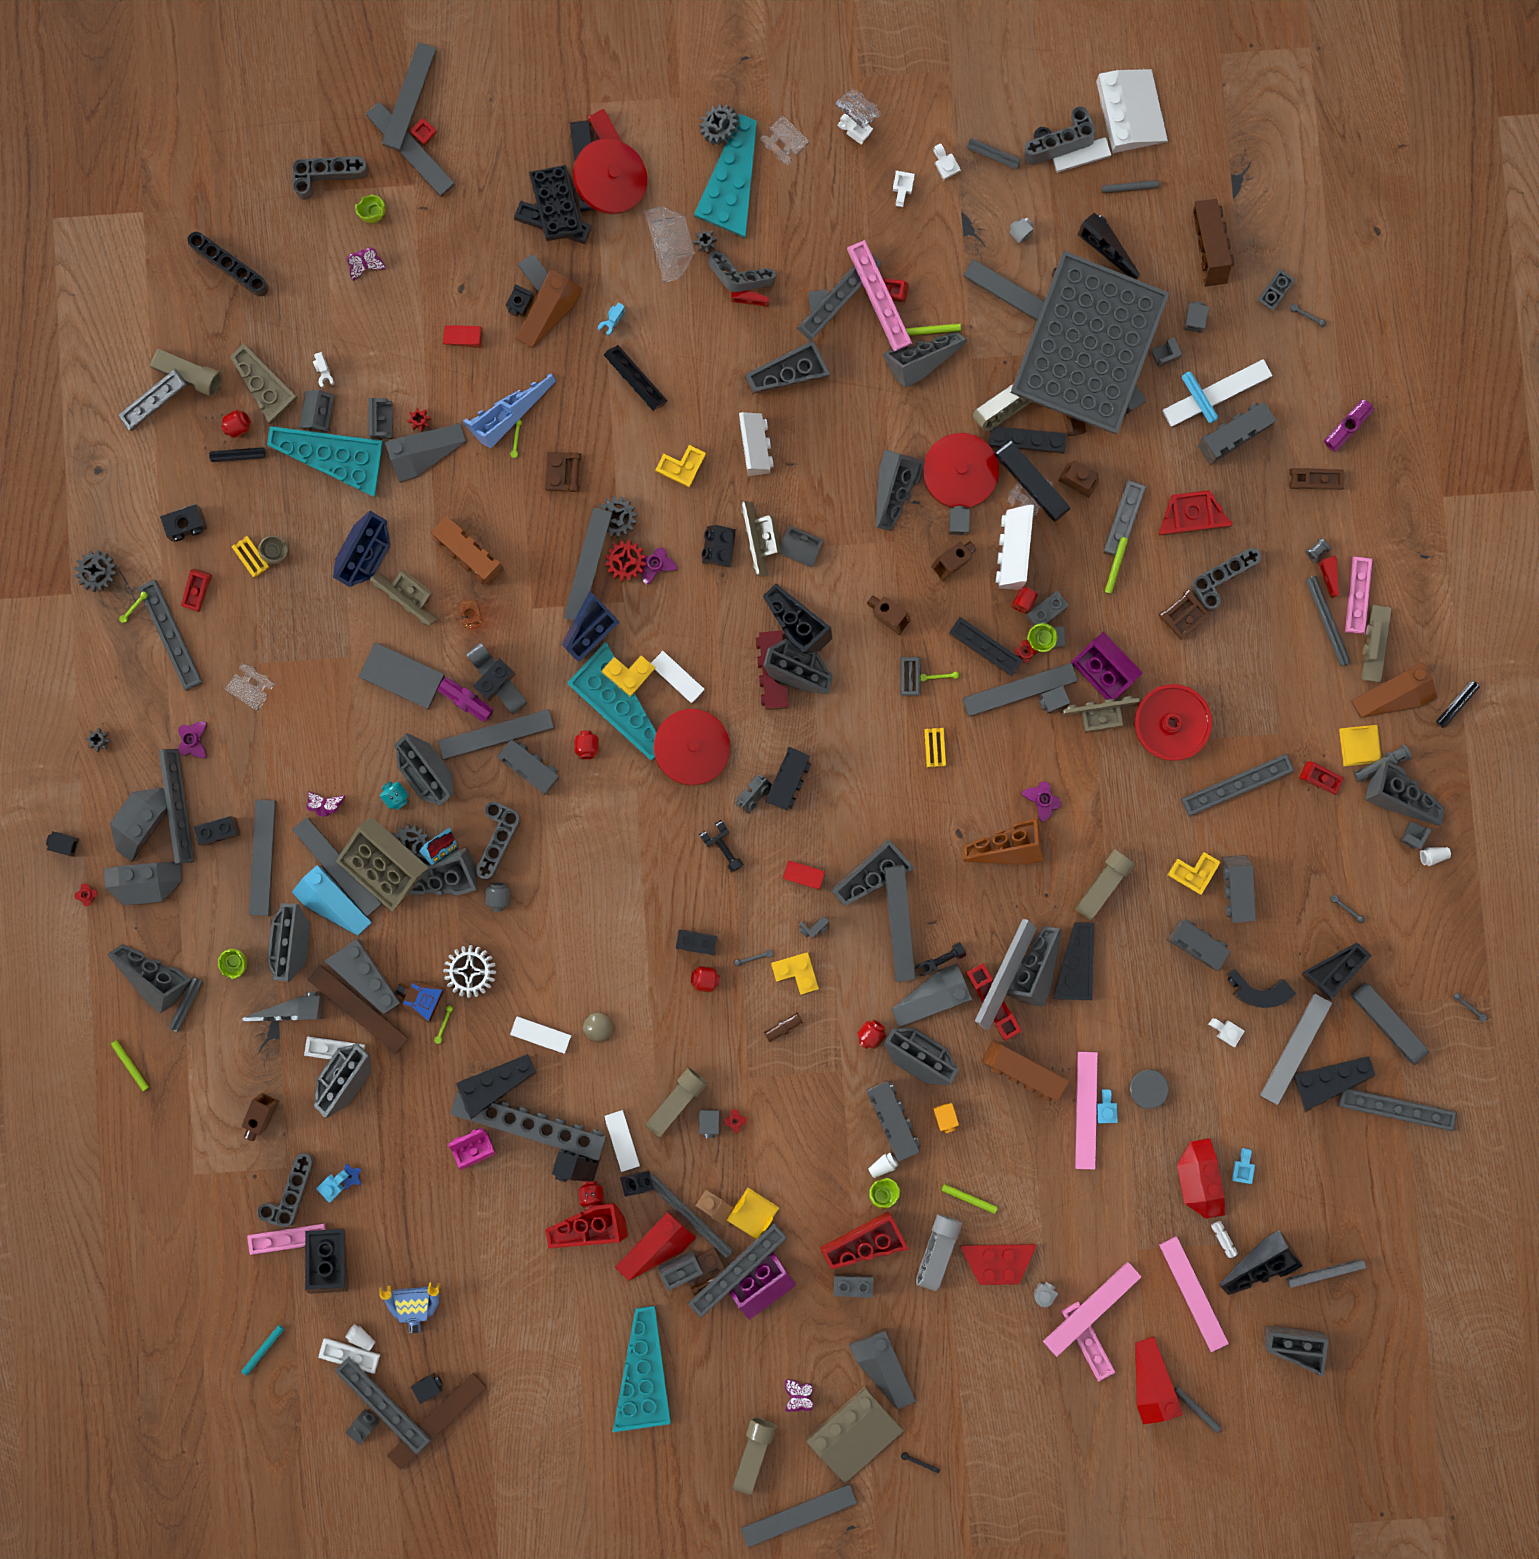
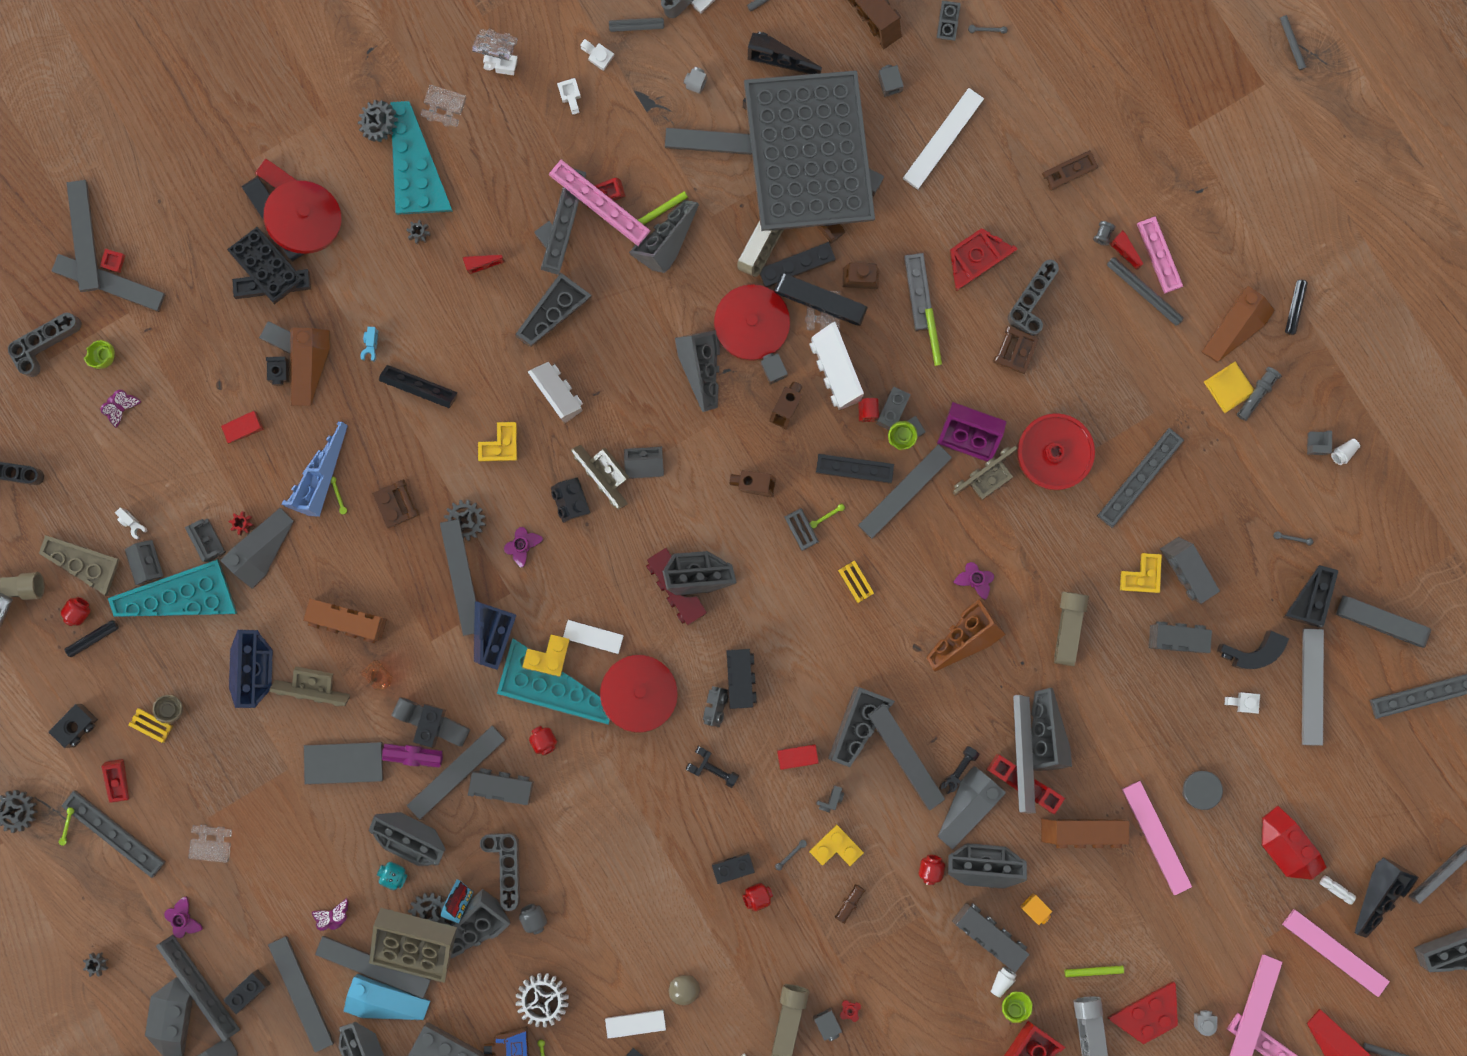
camera: 30 degrees left, 0 degrees up
(614, 558) = (495, 564): red gear -> none
(670, 241) = (386, 247): clear wedge -> none
(738, 281) = (465, 253): dark grey beam -> none
(799, 624) = (680, 534): black wedge -> none
(1020, 651) = (887, 456): red plate -> none
(1054, 699) = (940, 485): dark grey brick -> none
(1077, 968) = (1084, 716): black wing -> none
(1106, 1110) = (1174, 828): medium azure plate -> none
(1167, 353) = (881, 125): dark grey panel -> none
(1200, 397) = (930, 149): medium azure axle -> none
(1237, 432) = (979, 164): dark grey wedge -> none
(1243, 1170) = (1322, 819): medium azure plate -> none
(1321, 777) = (1210, 433): red slope -> none
(1326, 1082) = (1357, 701): black wing -> none
(1356, 418) = (1076, 98): magenta piece -> none
(1376, 643) = (1197, 290): dark tan bracket -> none
(1398, 793) = (1286, 413): dark grey wedge -> none
(1482, 1017) = (1460, 574): dark grey hinge -> none

